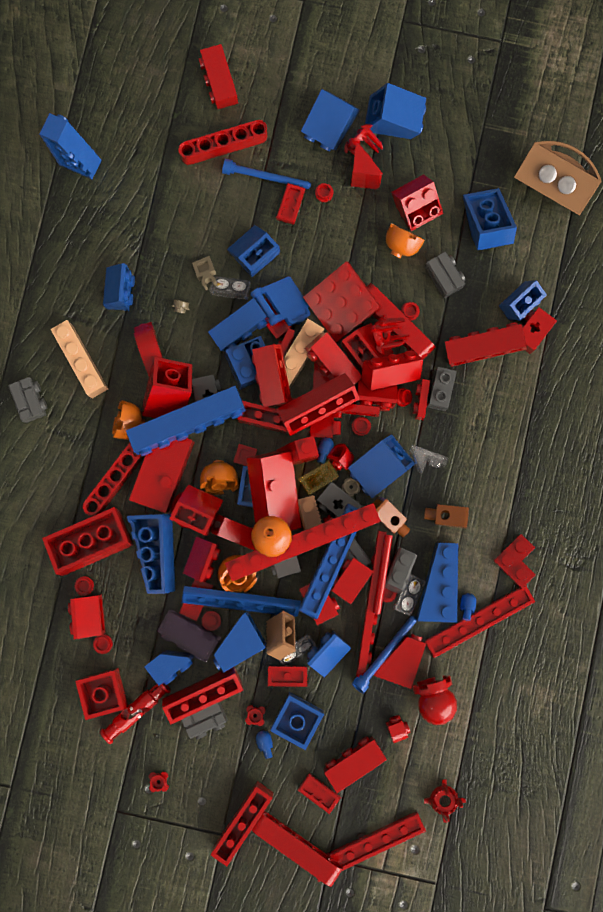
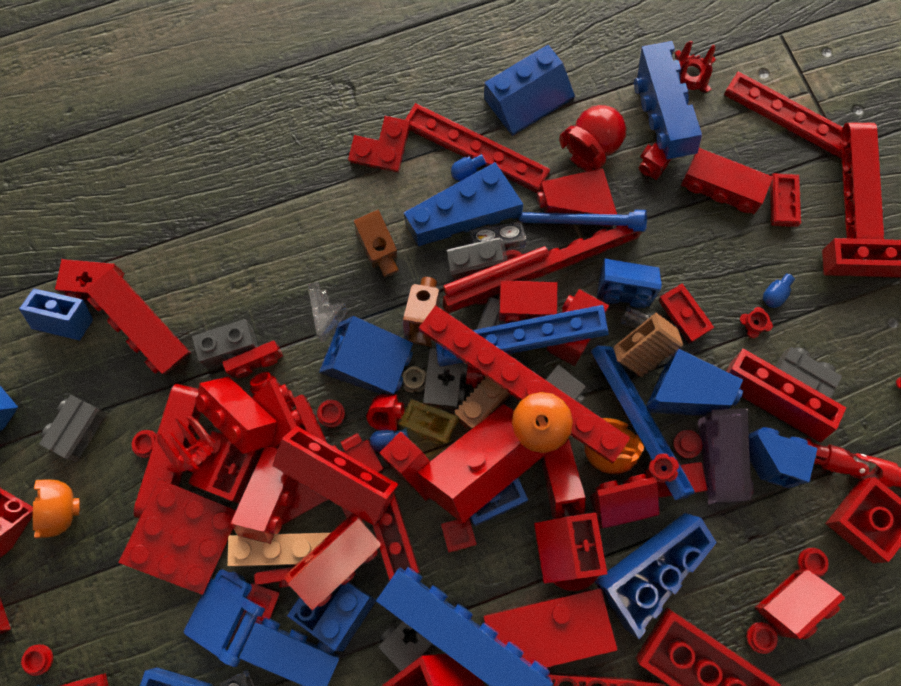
camera: 120 degrees left, 10 degrees down
(199, 591) = (664, 460): none -> red plate
(219, 477) = (508, 550): orange cylinder -> none
(297, 720) = (728, 268): blue brick -> none
(429, 761) = (667, 101): none -> blue wedge
(497, 681) = (529, 90): none -> blue slope

